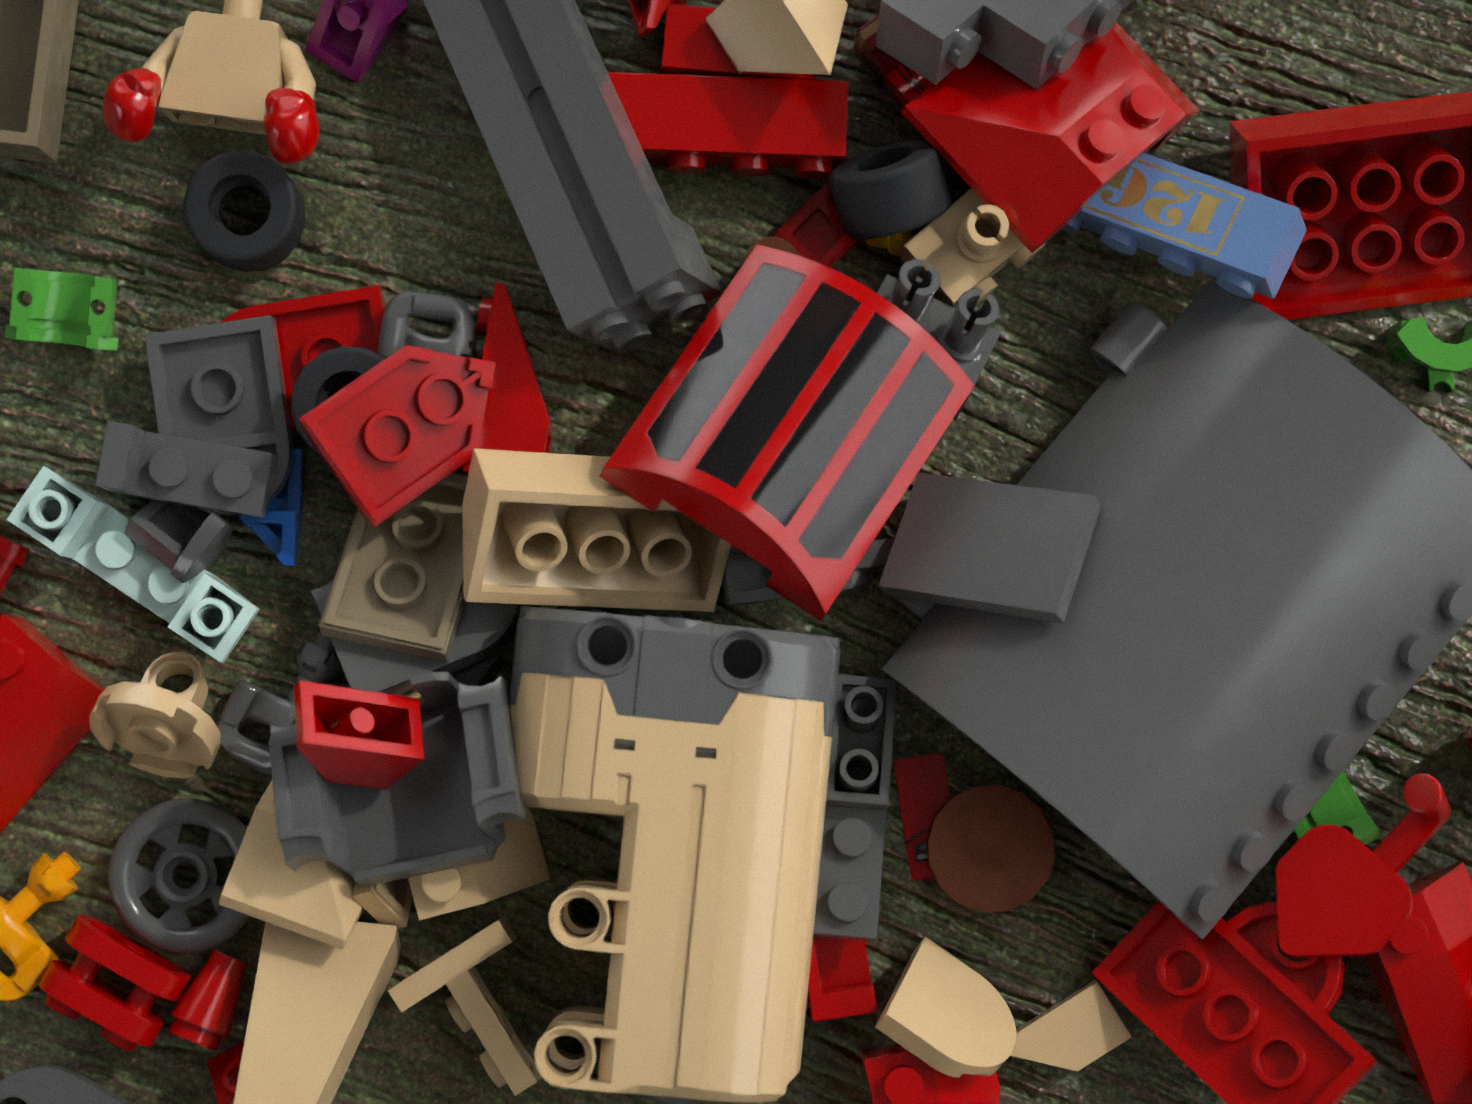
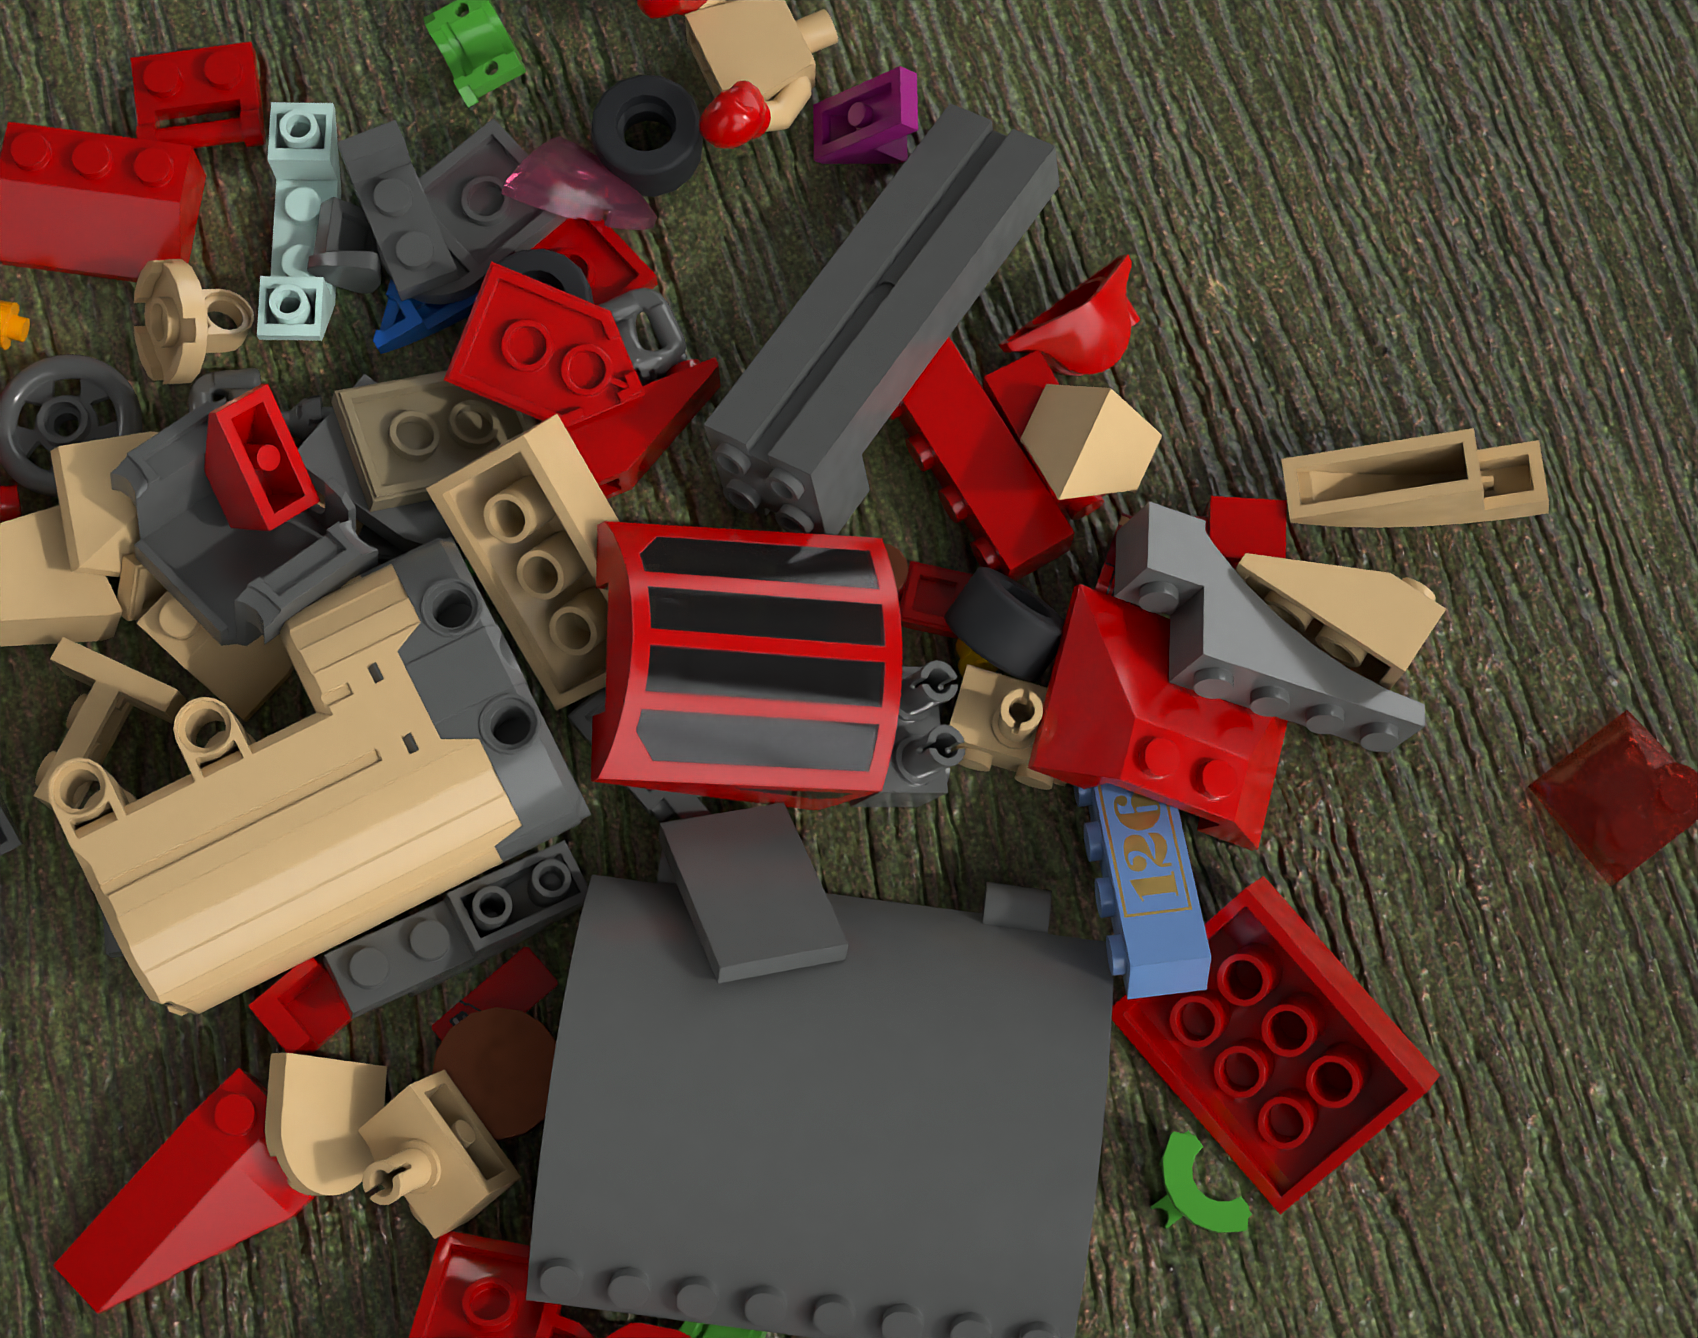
camera: 55 degrees right, 10 degrees down
(258, 302) = (576, 184): none -> clear pink brick
(1035, 942) = (435, 1155): none -> tan brick
(1072, 1031) = (379, 1247): tan tile -> none

